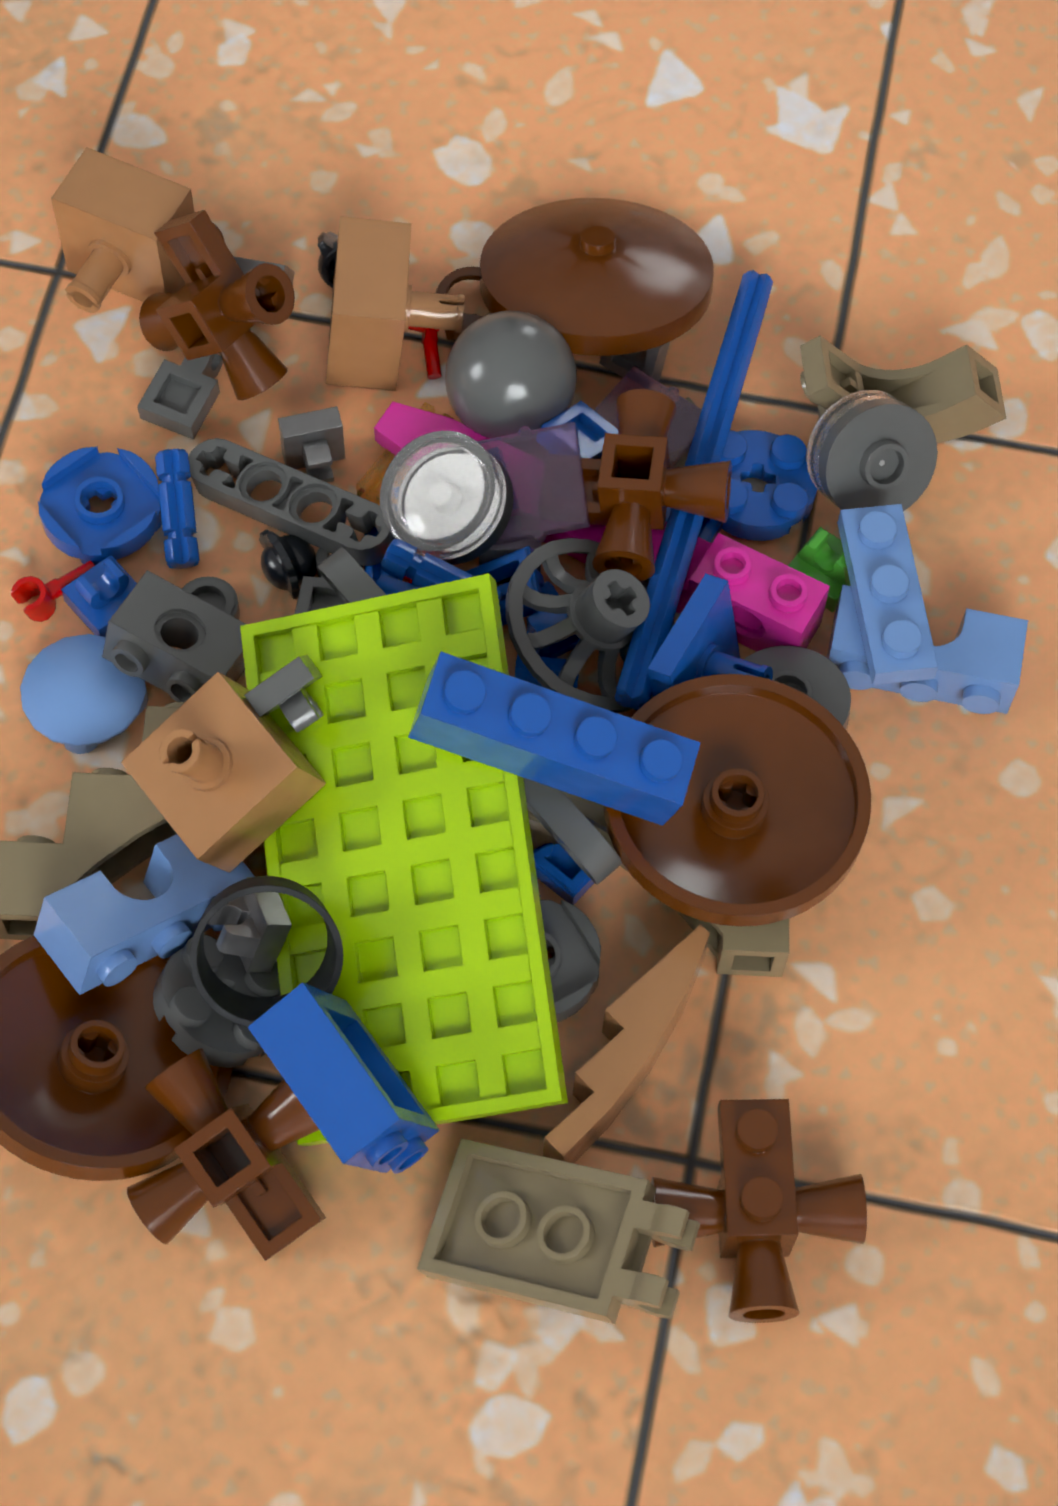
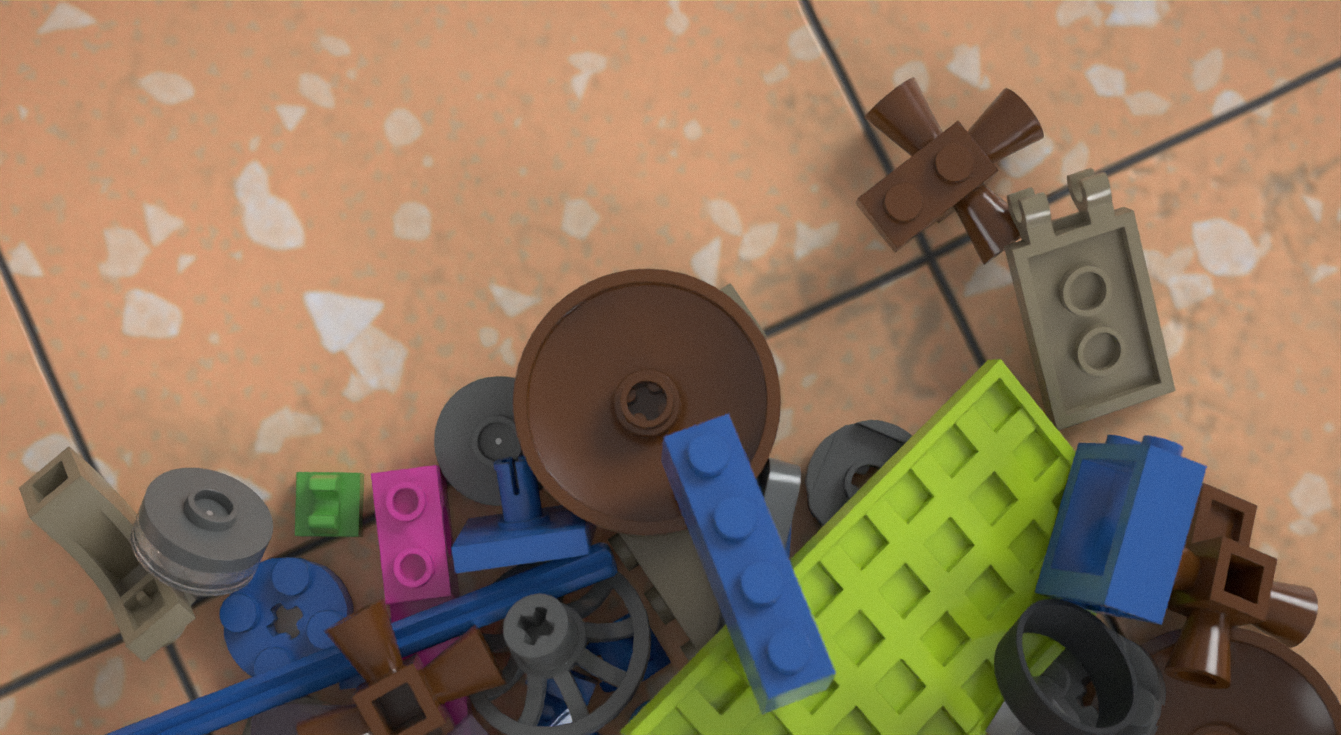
camera: 120 degrees left, 20 degrees up
(637, 1032) = (865, 359): medium nougat slope -> none
(887, 594) = (341, 422): medium blue plate -> none
(973, 670) = (341, 311): medium blue arch -> none

